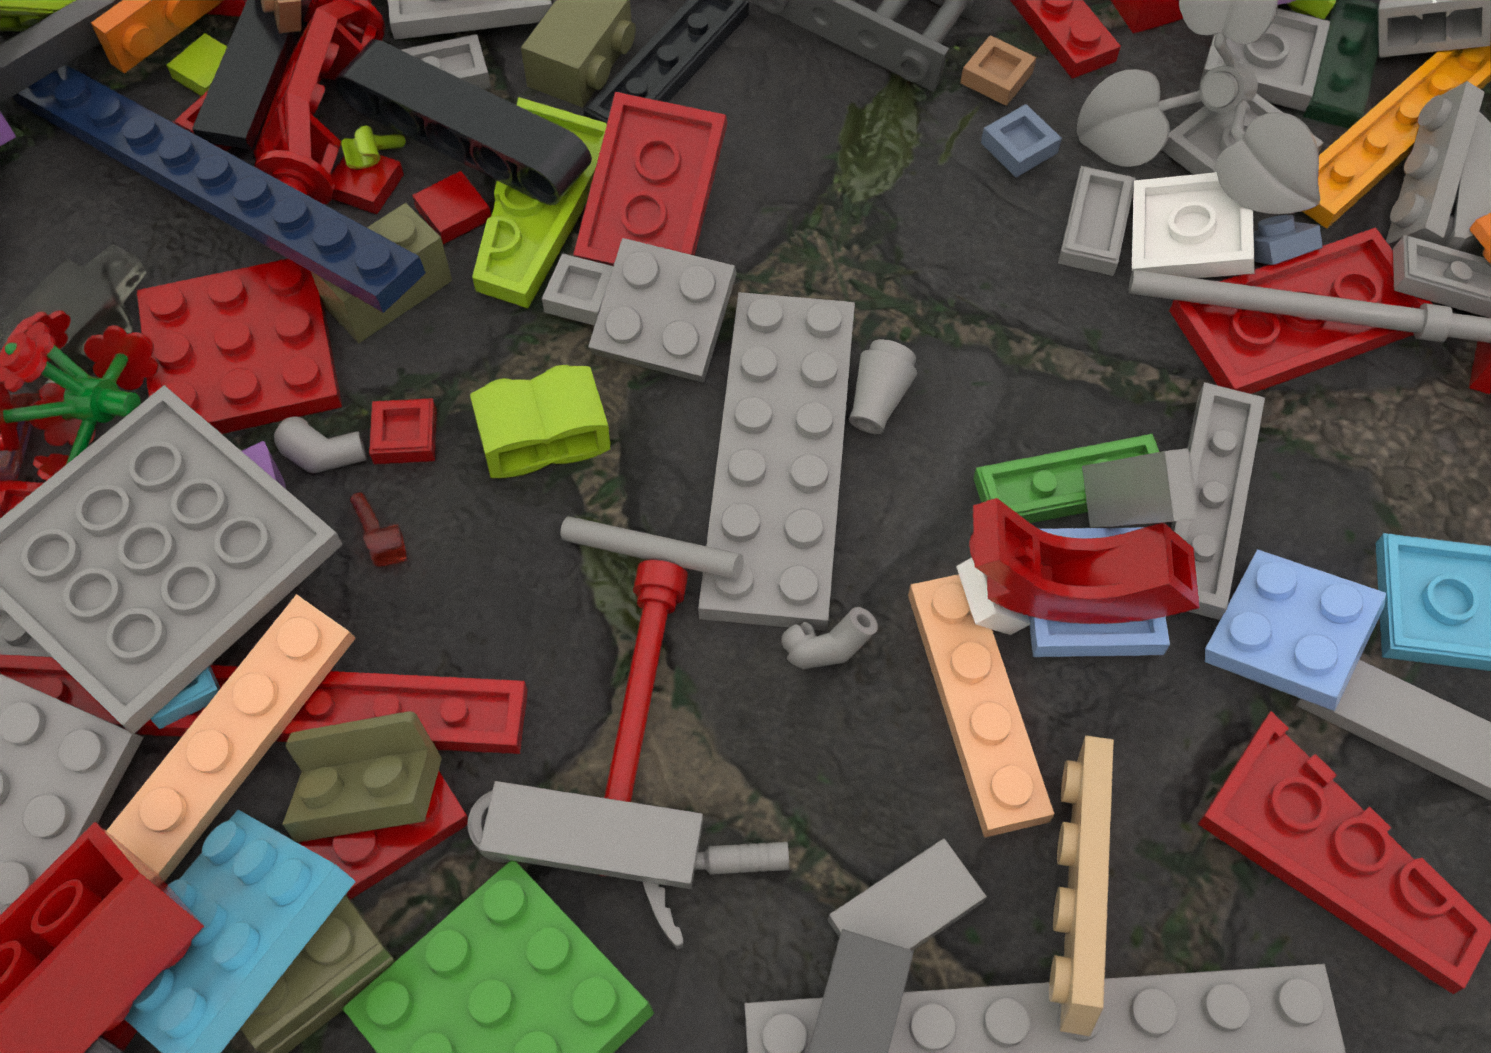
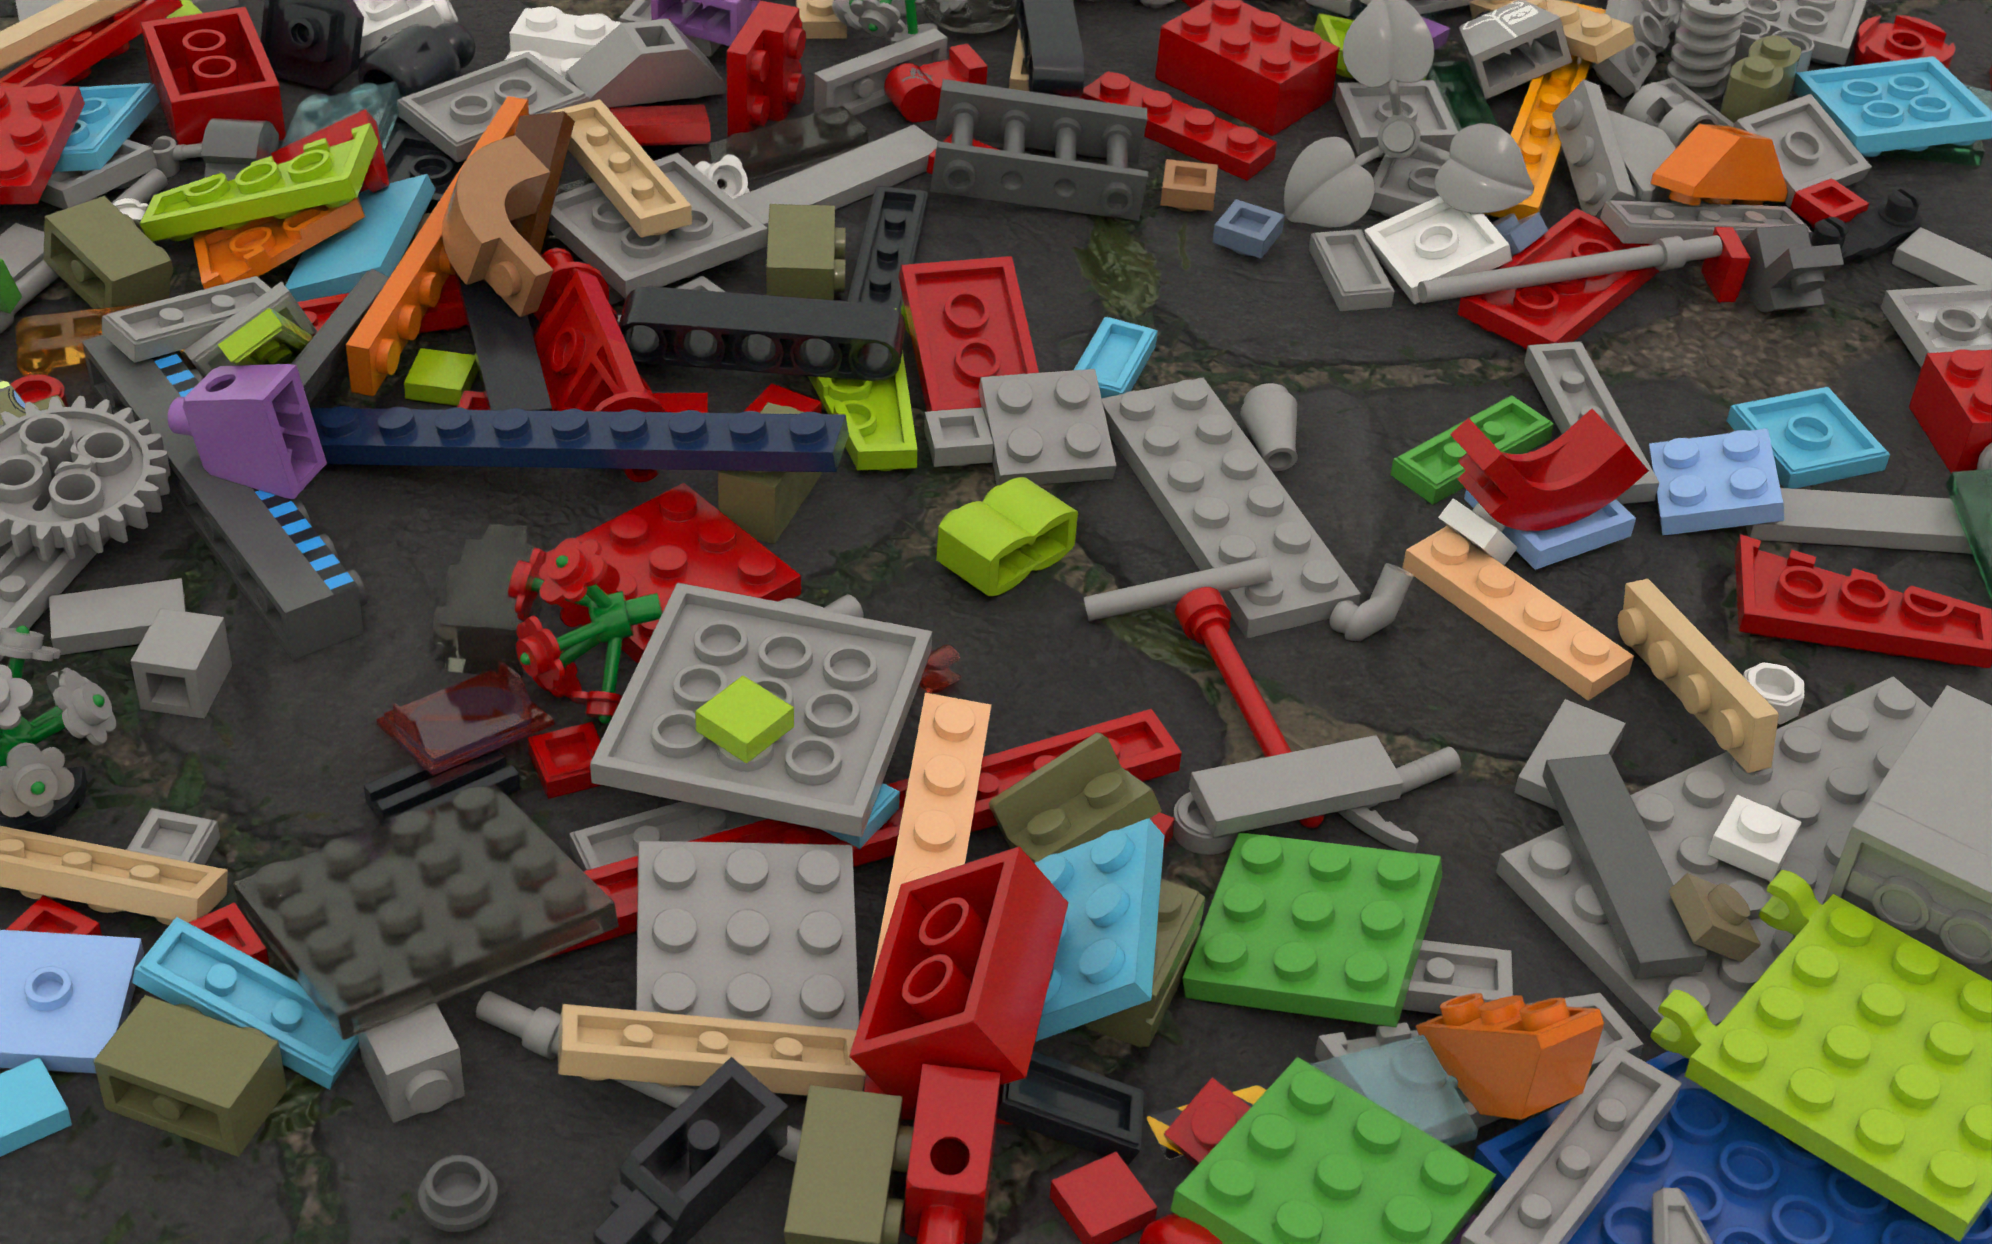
camera: 30 degrees left, 20 degrees down
(94, 570) = (744, 719): none -> lime tile
(364, 148) = (674, 387): lime hand -> none
(403, 431) = (880, 587): red tile -> none
(790, 249) = (1118, 355): none -> medium azure tile
(1141, 489) = (1555, 397): light grey tile -> none
(1172, 925) = (1779, 687): none -> white tile

